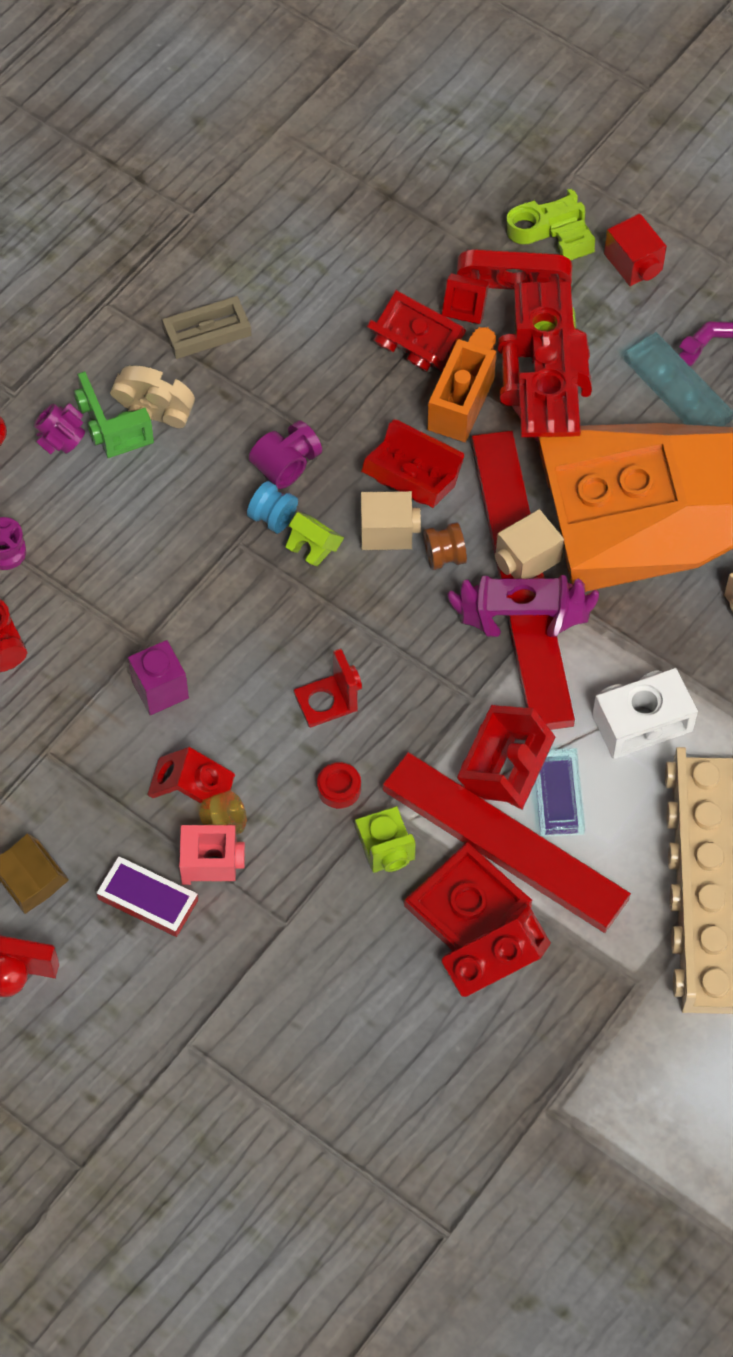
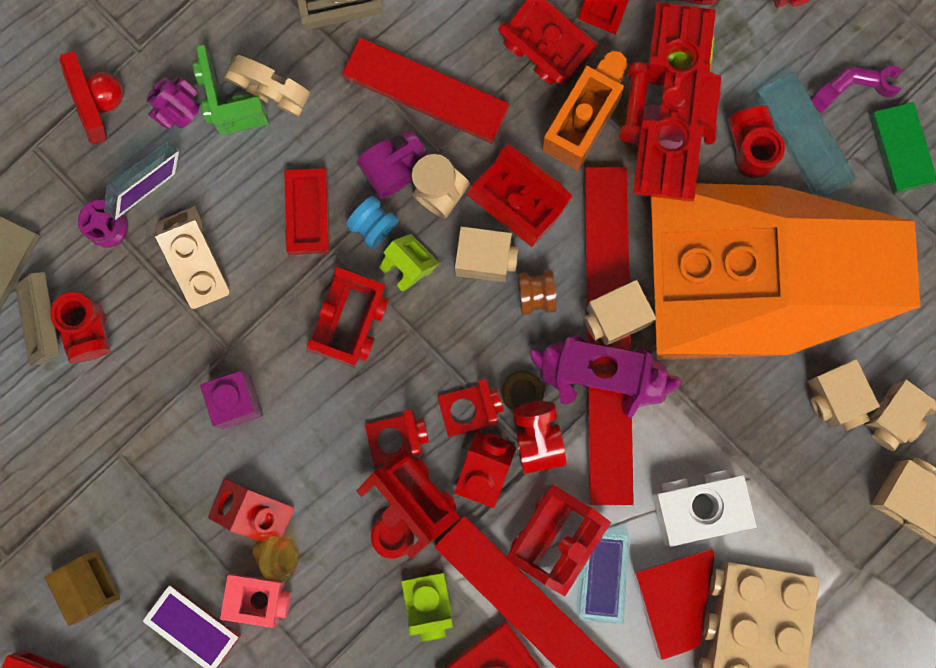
camera: 15 degrees right, 20 degrees up
(39, 493) = (140, 180): none -> tile
(99, 562) = (191, 258): none -> tan bracket
(205, 510) = (307, 211): none -> red tile
(268, 561) = (331, 313): none -> red window
(305, 392) = (426, 90): none -> red tile
(334, 463) = (438, 184): none -> tan piece
(354, 732) = (412, 499): none -> red window
(410, 650) = (486, 402): none -> red bracket
(421, 709) = (485, 469): none -> red bracket
(446, 640) = (521, 389): none -> dark brown tile
(472, 676) = (539, 443): none -> red piece
(627, 384) = (755, 128): none -> red piece
(633, 800) = (676, 601): none -> red slope

